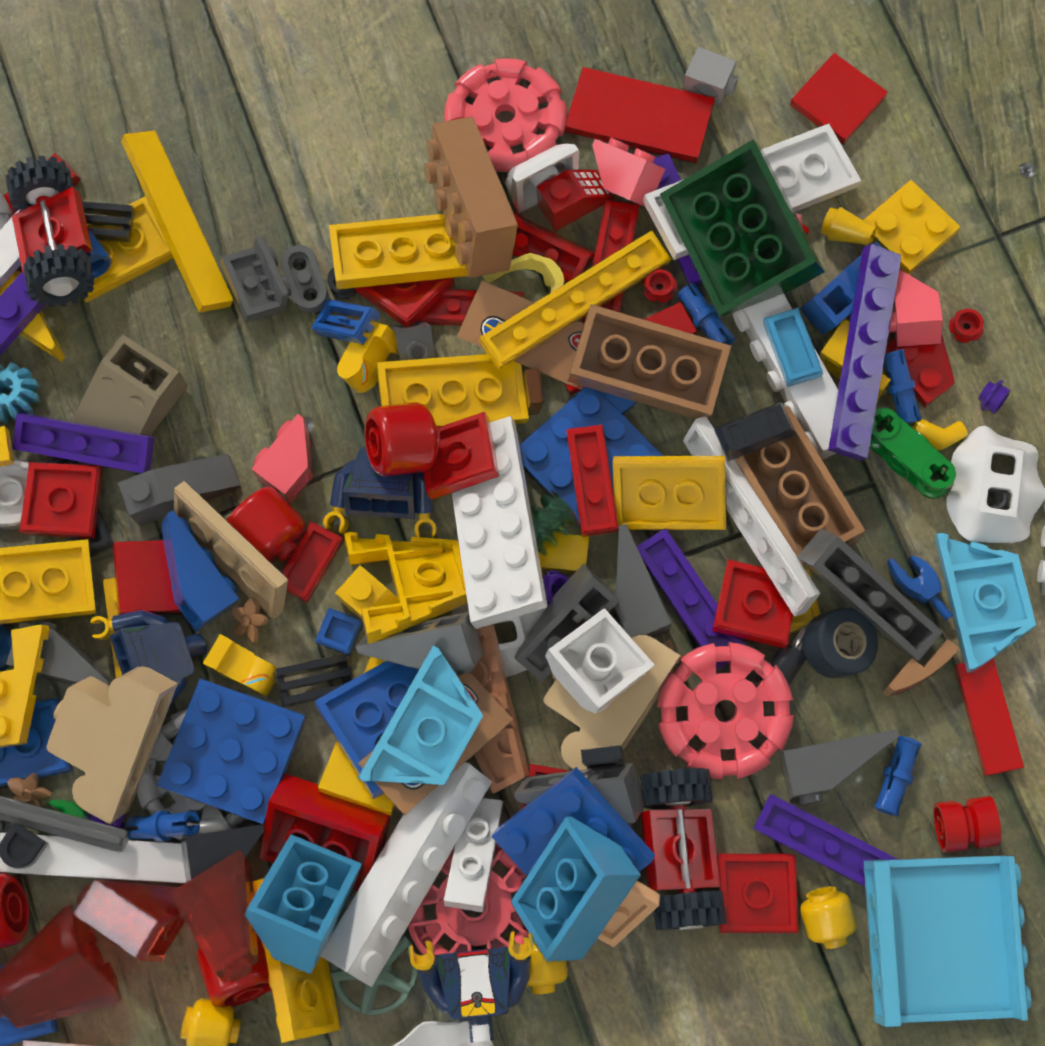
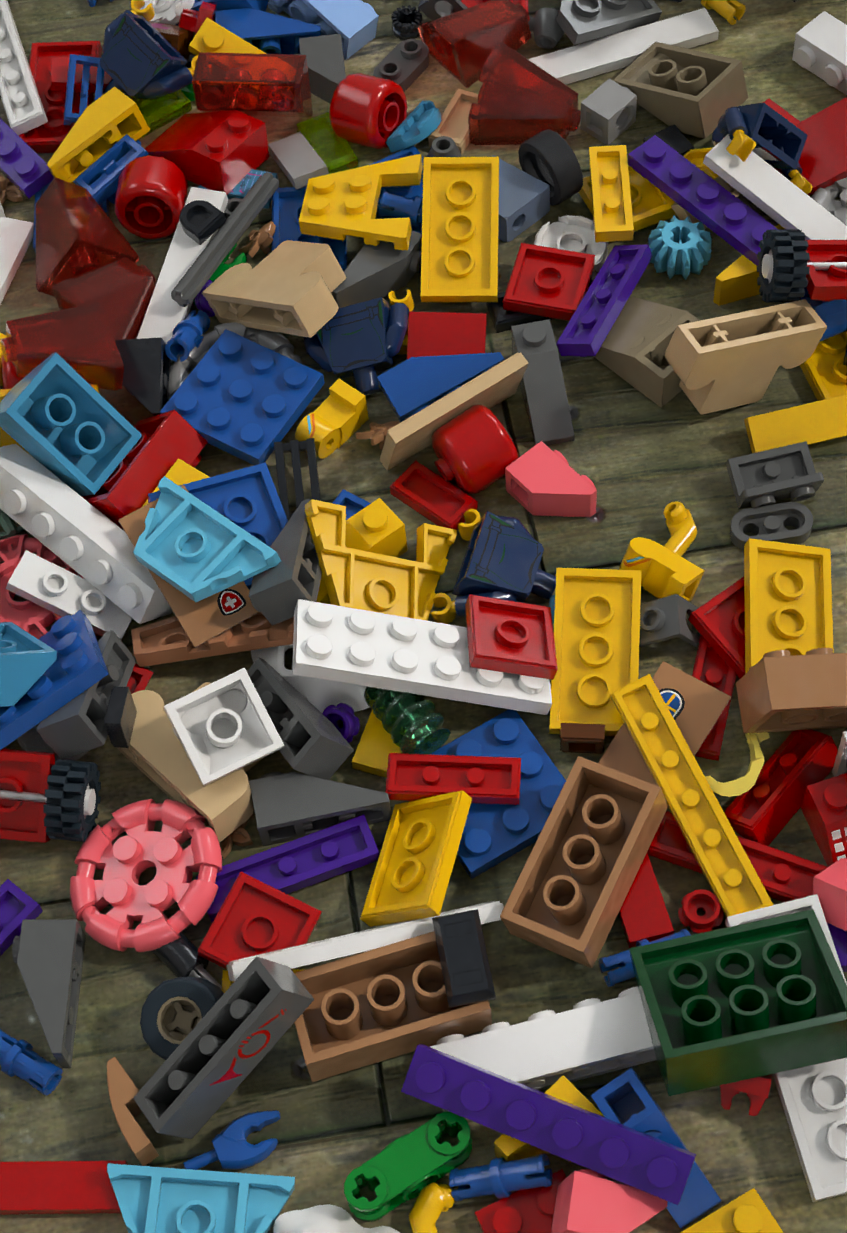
camera: 100 degrees right, 15 degrees down
(144, 303) = (736, 355): none -> tan brick
(315, 350) = (681, 527): none -> yellow arm
(361, 326) = (711, 559): blue tile -> none
(401, 439) = (532, 570): red head -> none
(792, 347) = (573, 1036): dark azure tile -> none
(846, 227) = (747, 1161): yellow cone -> none

